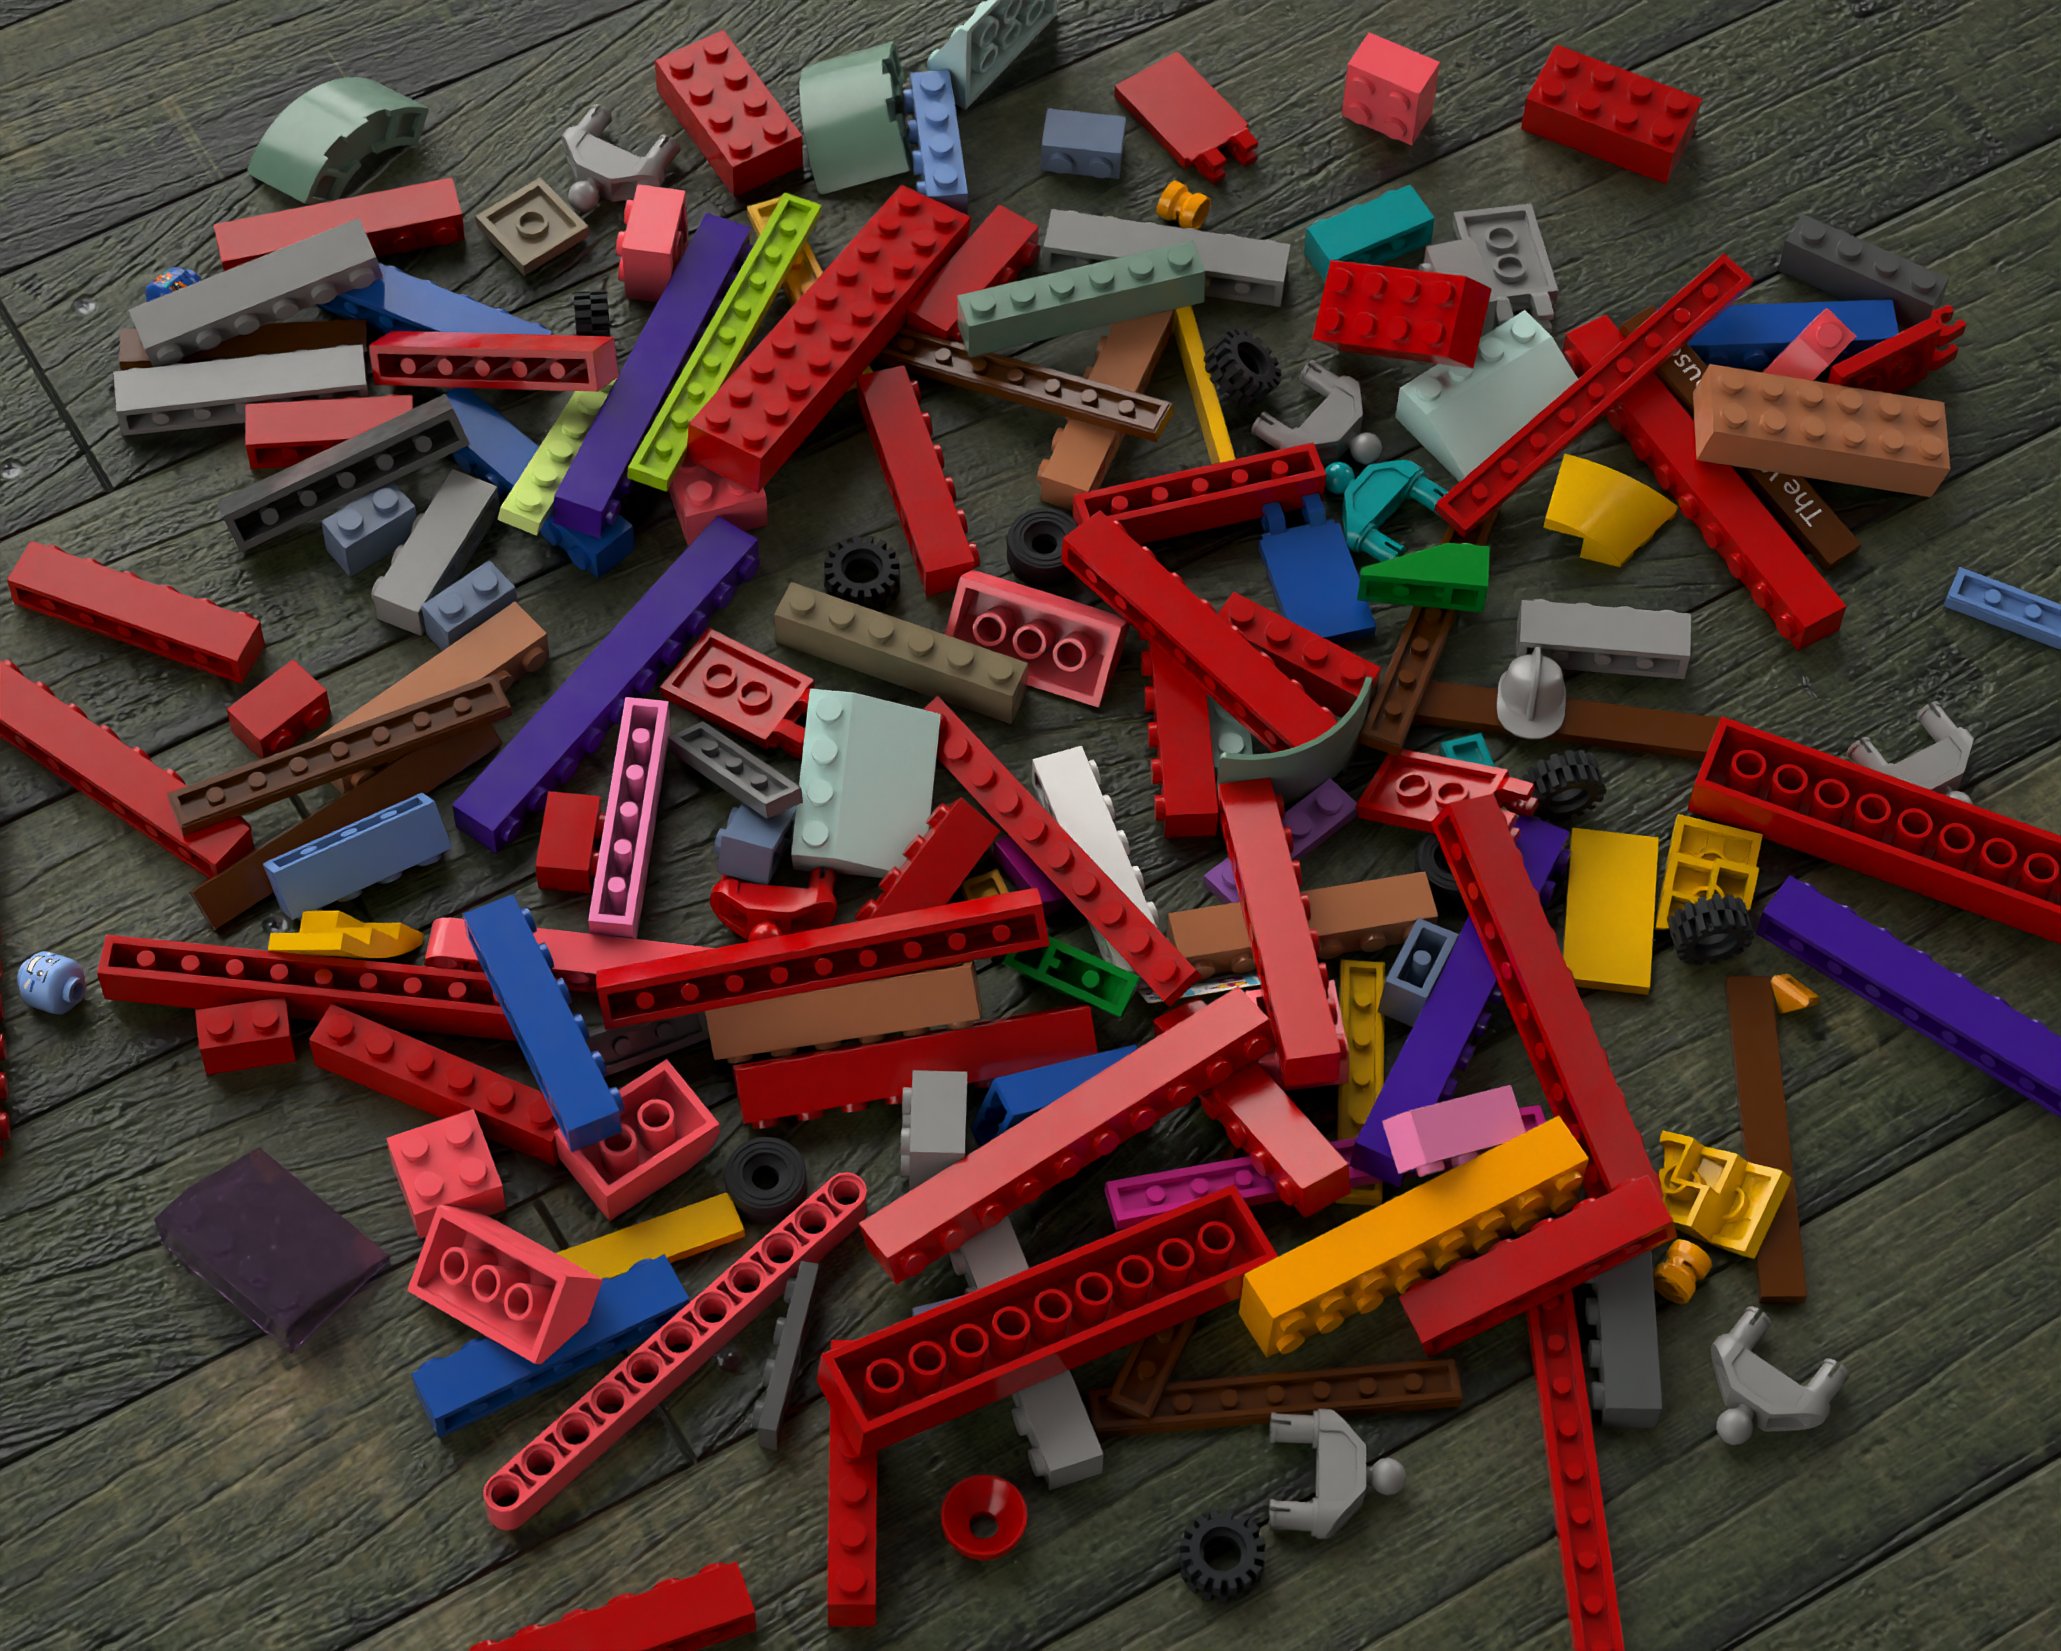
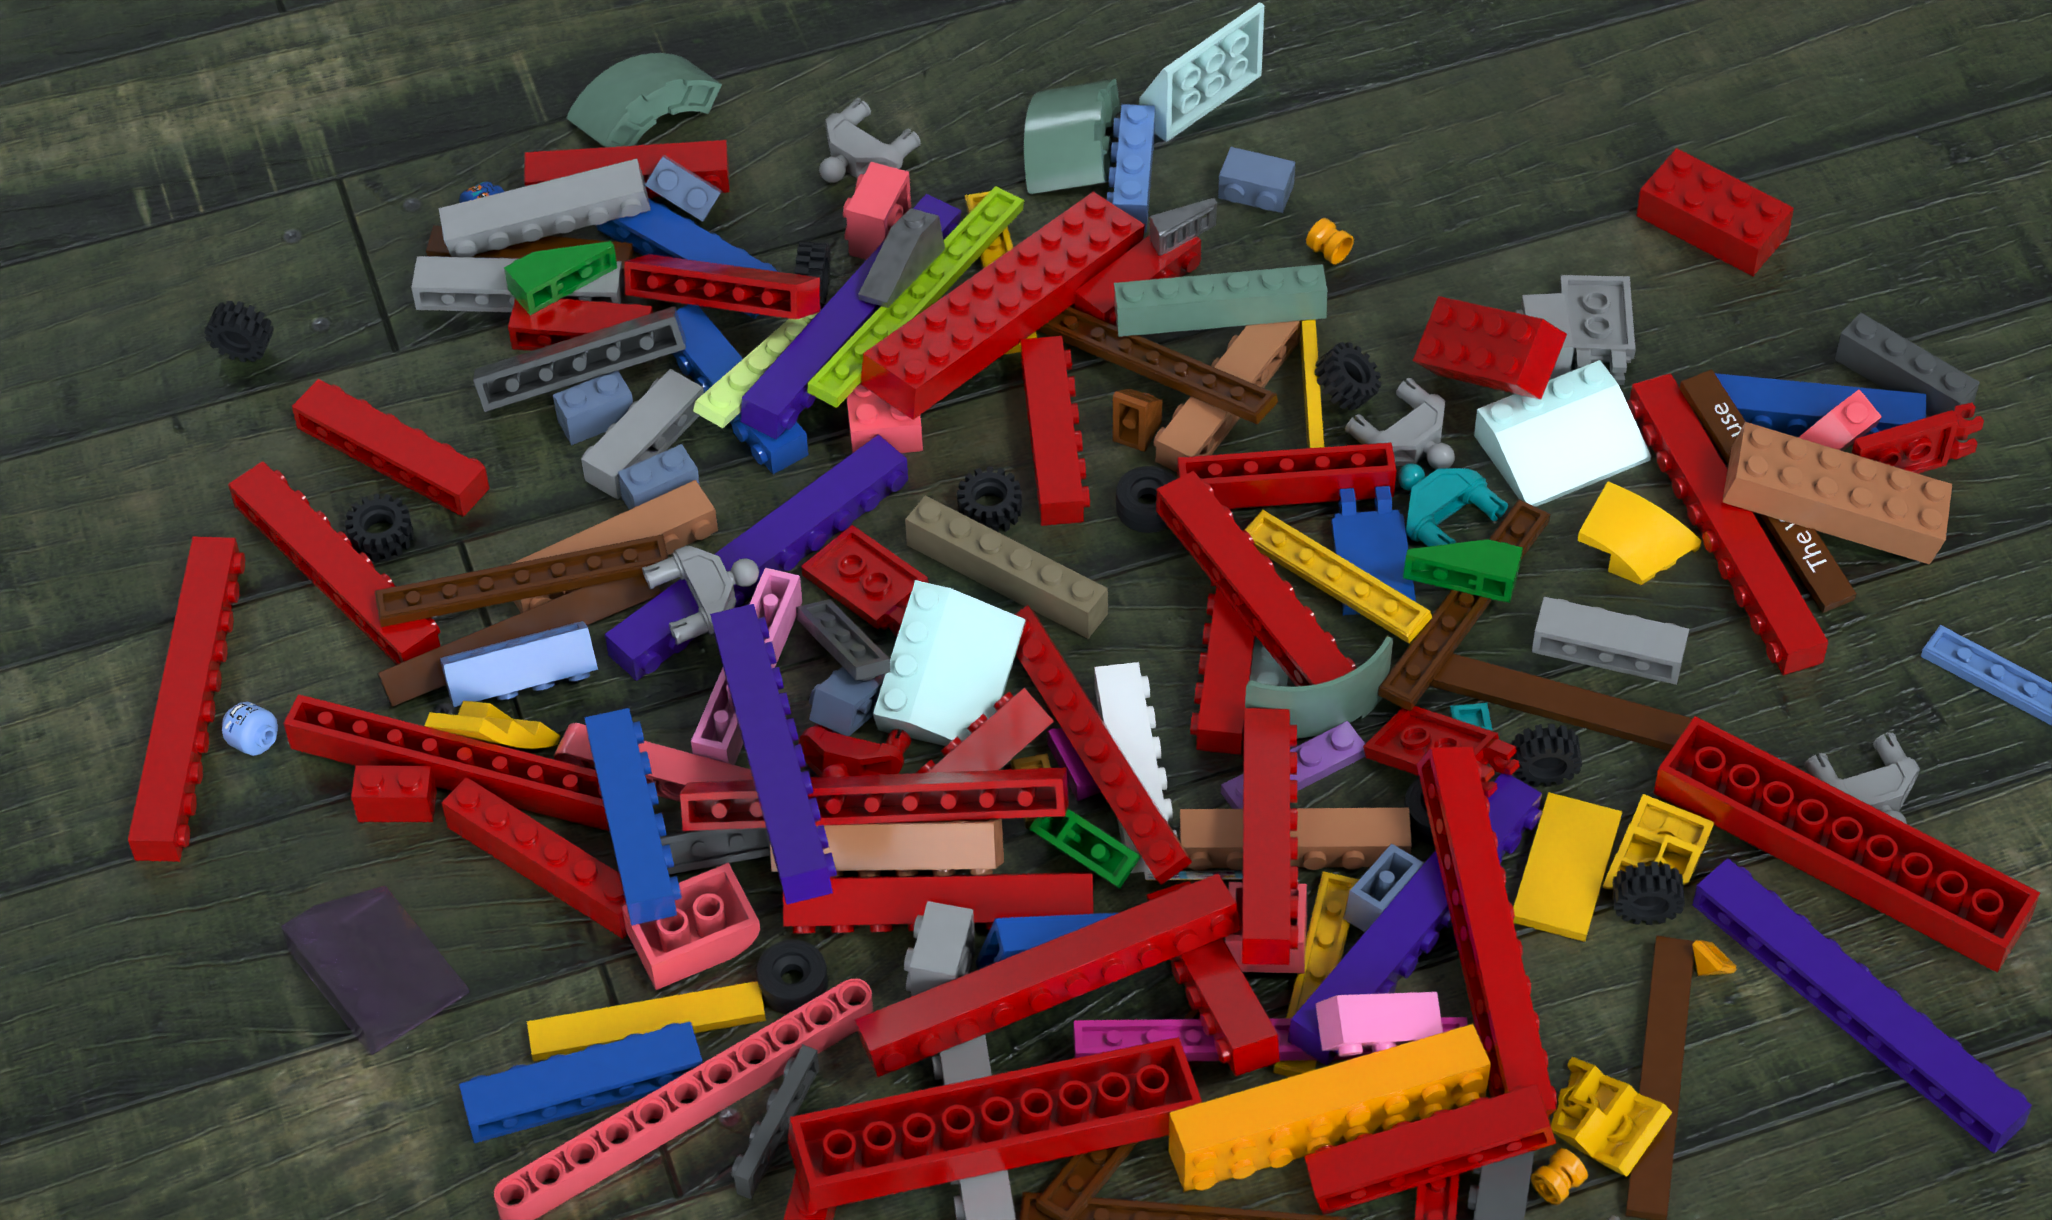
camera: 15 degrees right, 5 degrees down
(141, 693) = (375, 512): none -> black tyre
(279, 711) = (486, 539): red brick -> none
(288, 372) = (555, 273): none -> green slope
(416, 244) = (683, 188): none -> sand blue brick
(446, 1167) = (529, 929): coral brick -> none
(502, 1283) = (550, 1022): coral slope -> none
(532, 226) = (784, 188): dark tan plate -> none
(563, 726) = (708, 583): none -> light grey connector
(569, 842) = (691, 679): red brick -> none
(697, 925) = (772, 756): none -> dark purple brick
(703, 297) = (903, 257): none -> flat silver slope
(729, 113) = (966, 119): red brick -> none
(1010, 453) = (1135, 418): none -> dark orange slope
(1014, 212) = (1181, 224): none -> flat silver slope
(1064, 642) = (1141, 575): coral slope -> none
(1187, 116) = (1351, 169): red tile -> none
(1217, 579) = (1338, 577): none -> yellow tile
(1233, 264) = (1351, 290): light grey brick -> none
(1324, 669) = (1352, 623): red brick -> none
(1371, 231) = (1486, 280): teal brick -> none
(1390, 88) = (1526, 167): coral brick -> none
(1532, 696) = (1537, 678): light grey piece -> none
(1593, 395) = (1642, 436): red plate -> none

